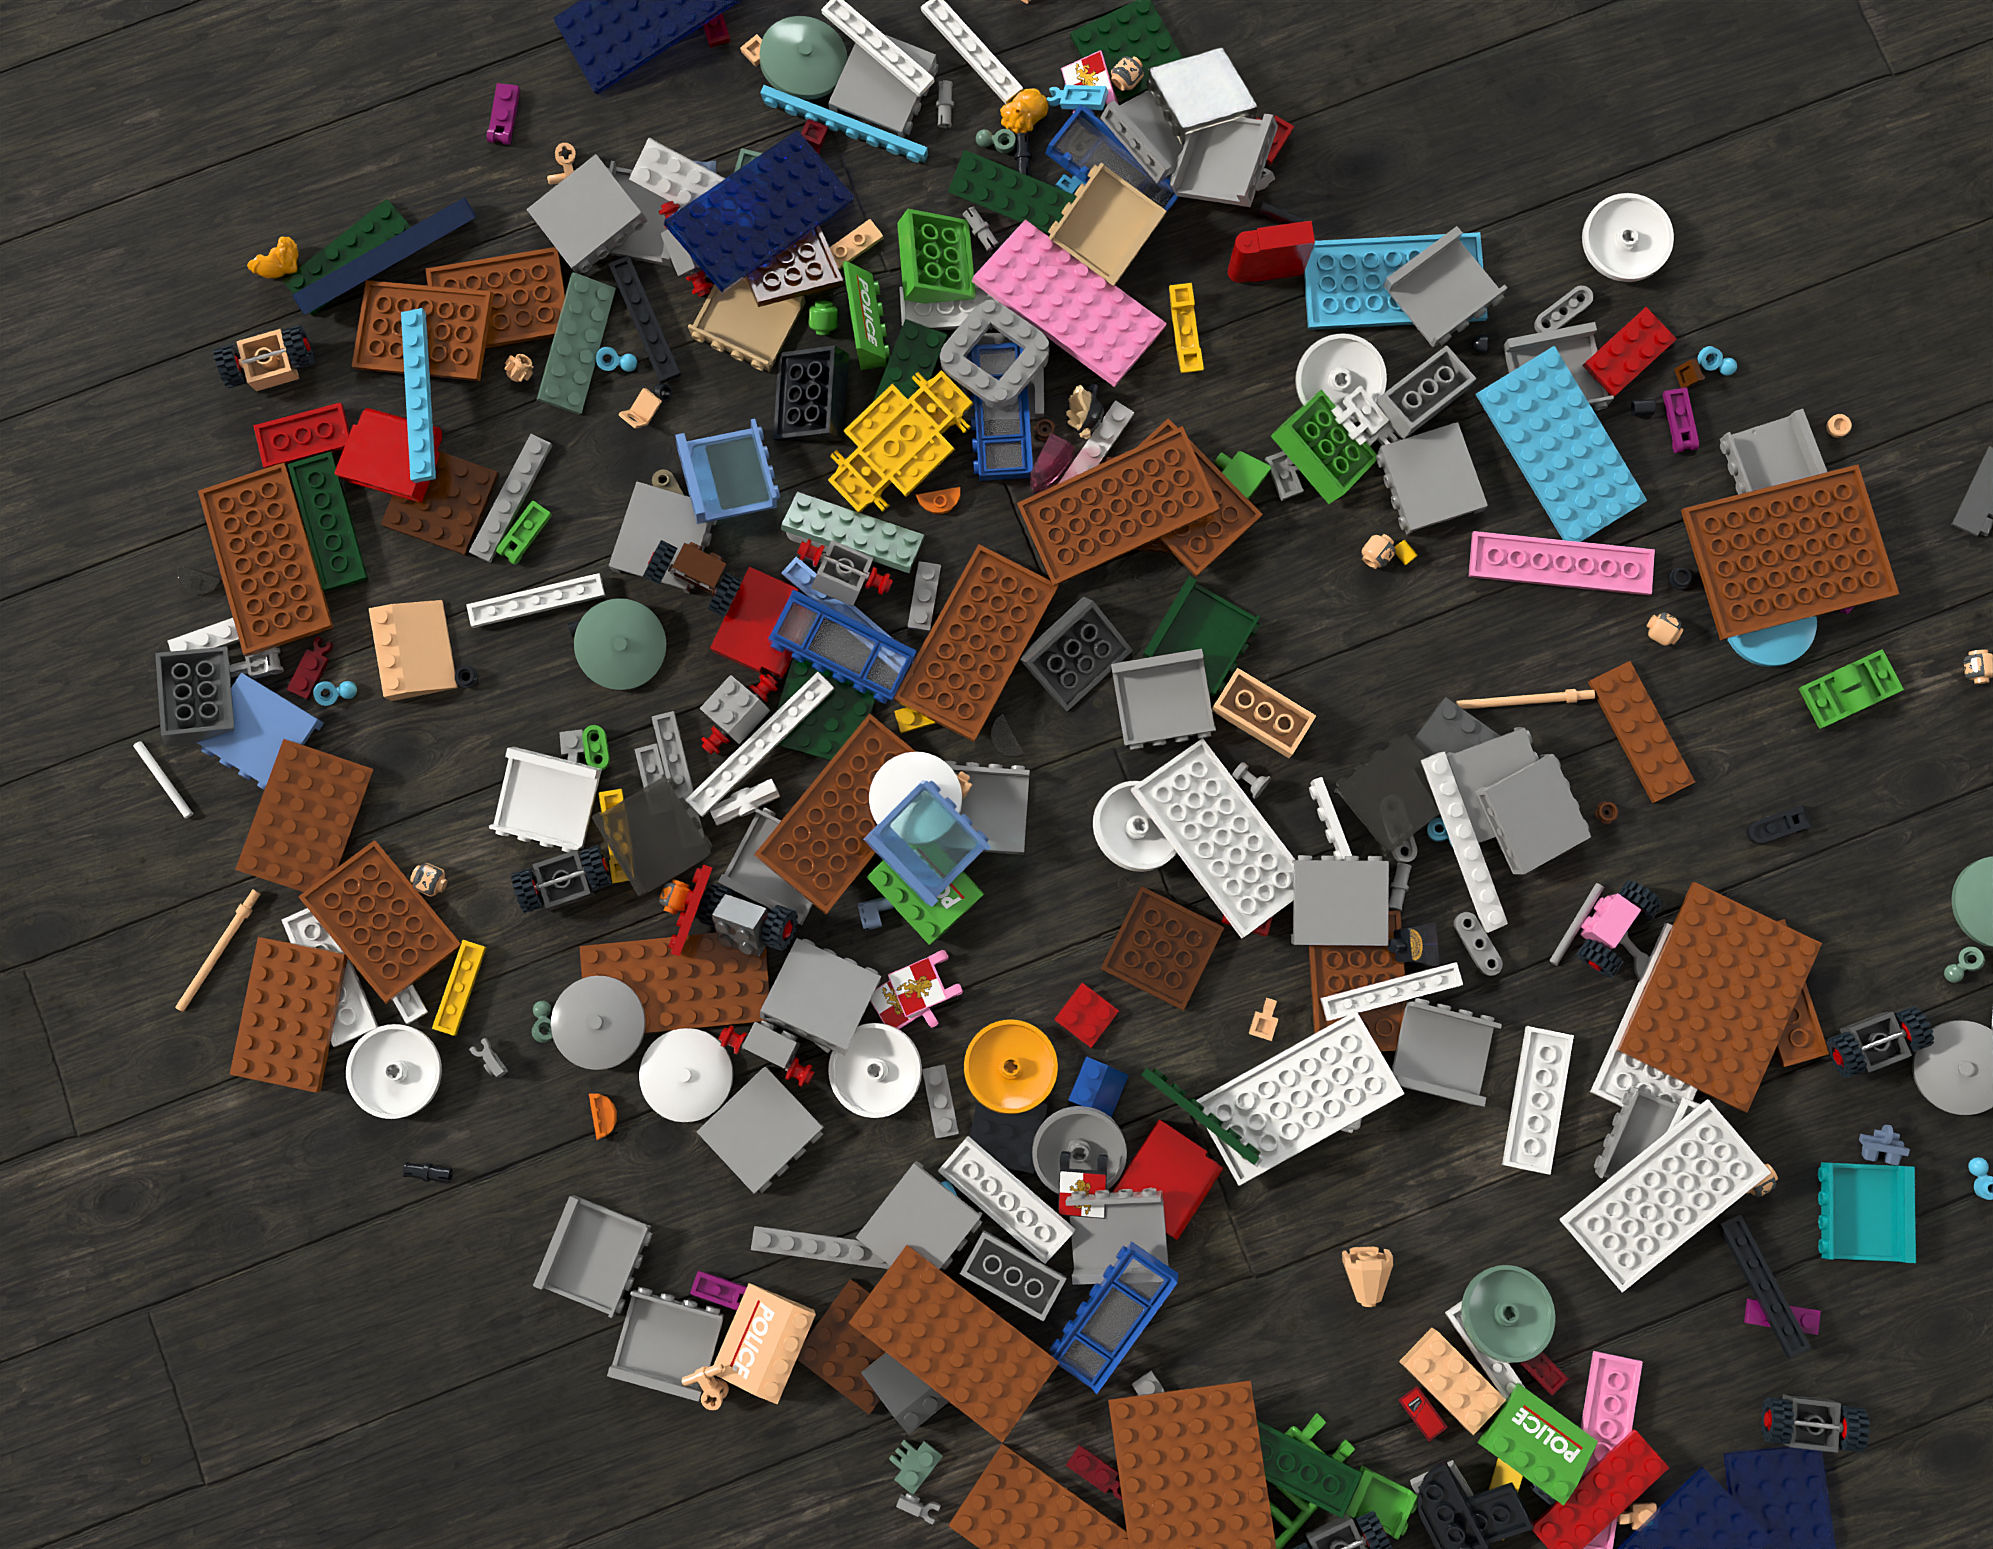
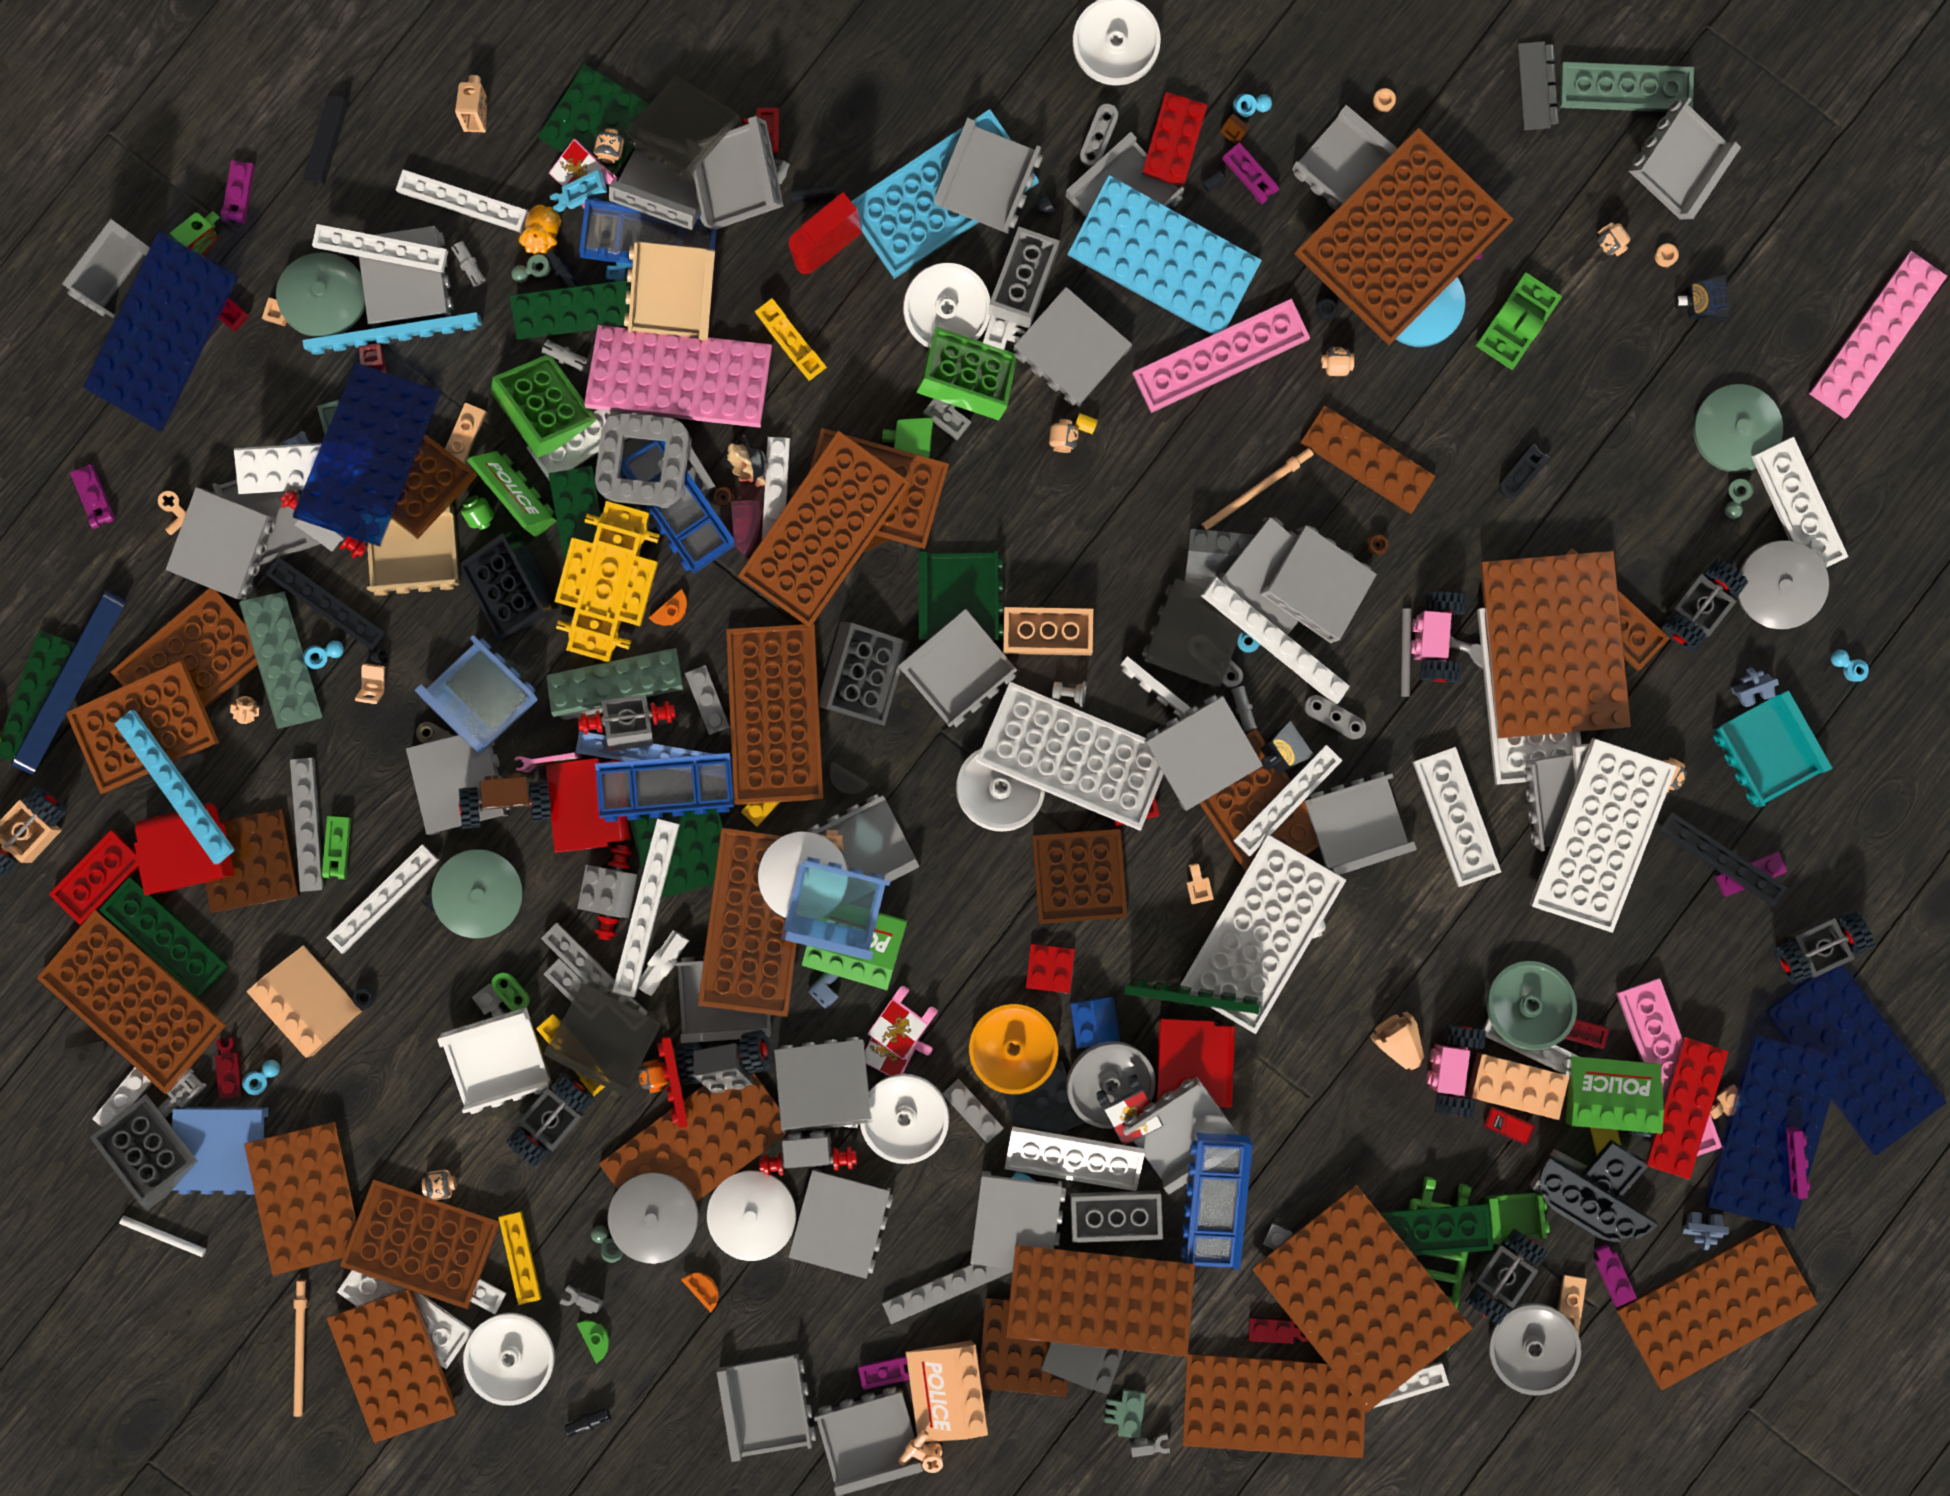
camera: 30 degrees left, 5 degrees up
(481, 1101) = (595, 1338): none -> bright green plate
(746, 562) = (534, 763): none -> bright pink flag
(1364, 410) = (982, 323): white plate -> none
(1399, 1327) = (1451, 1068): none -> brick

